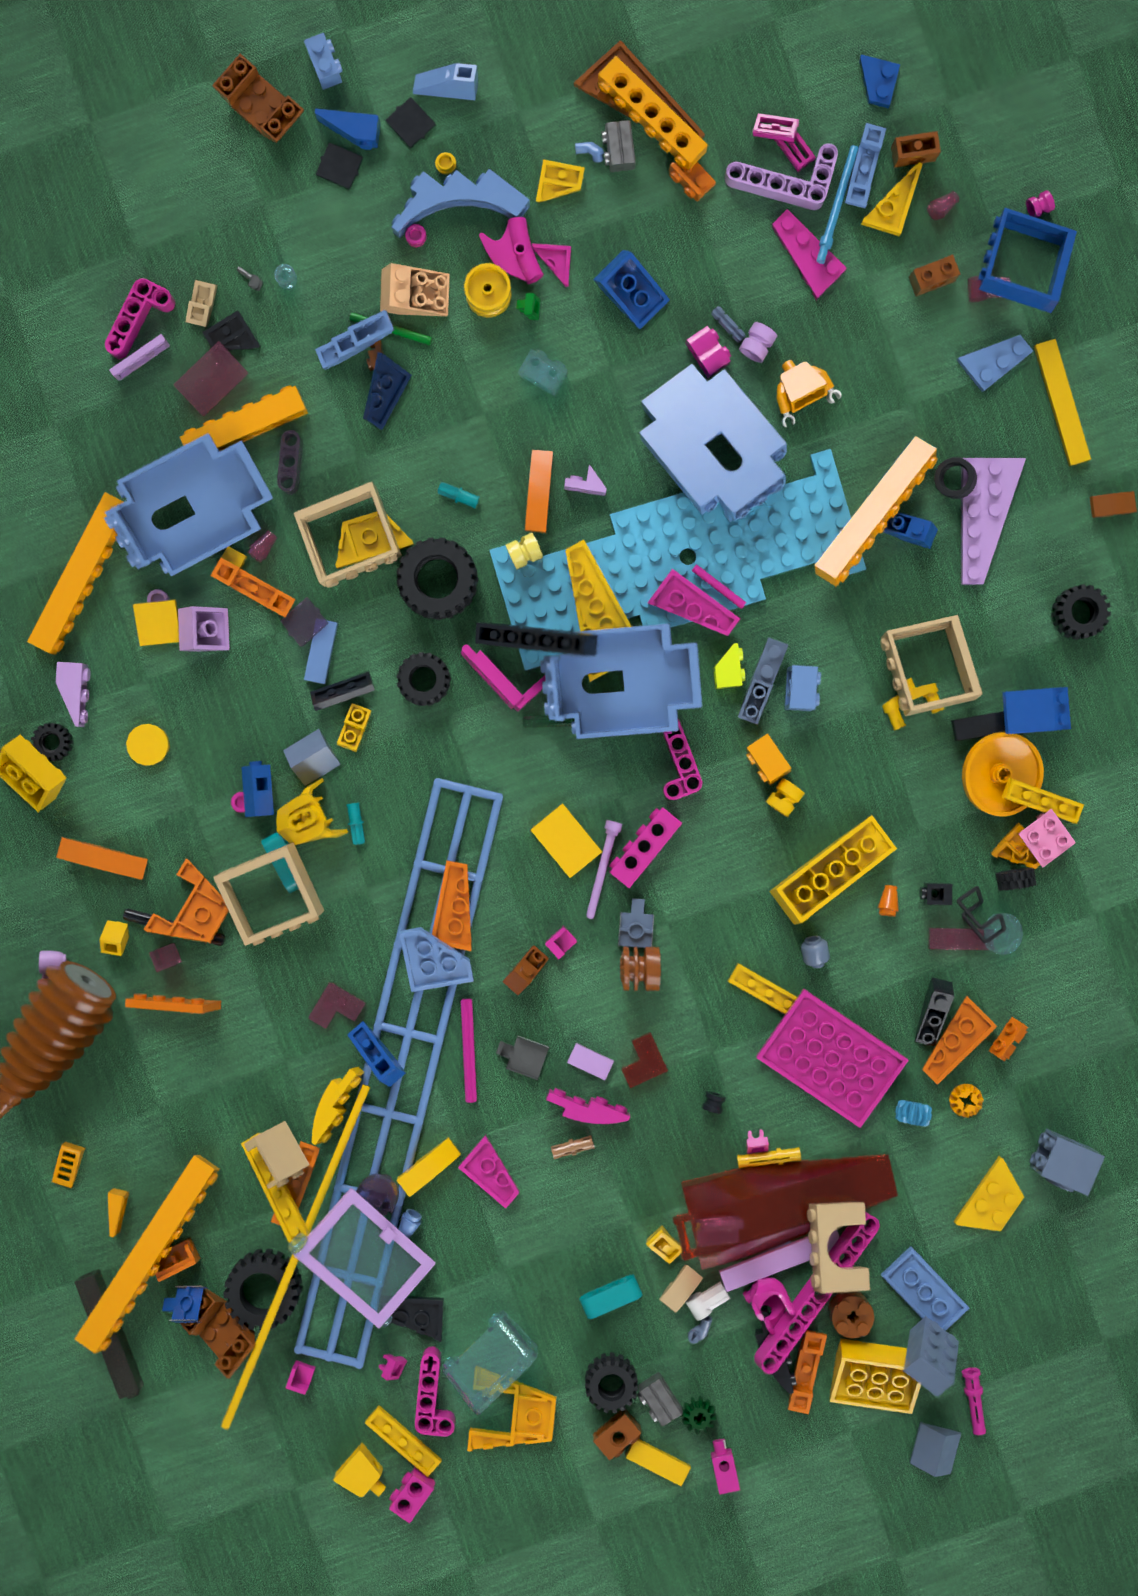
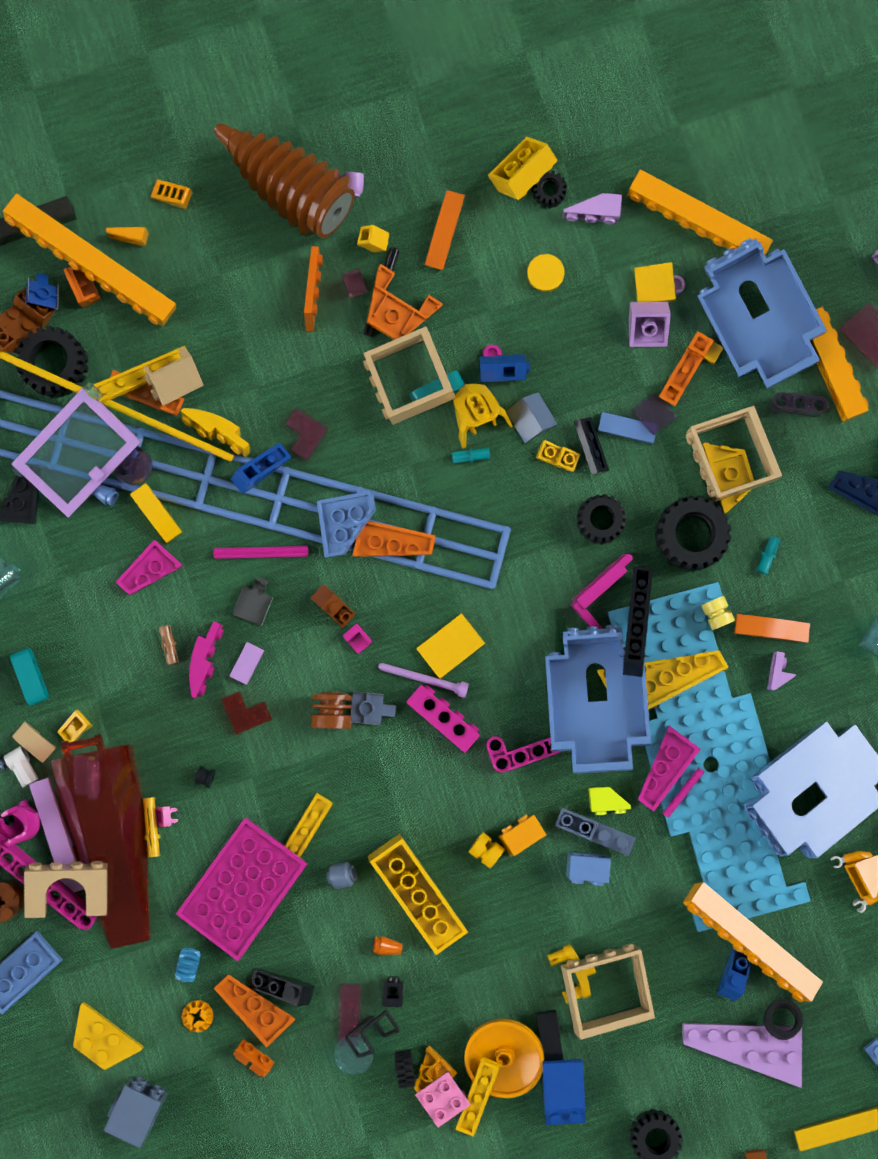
camera: 90 degrees right, 5 degrees down
(260, 548) = (721, 377): clear pink cone -> none

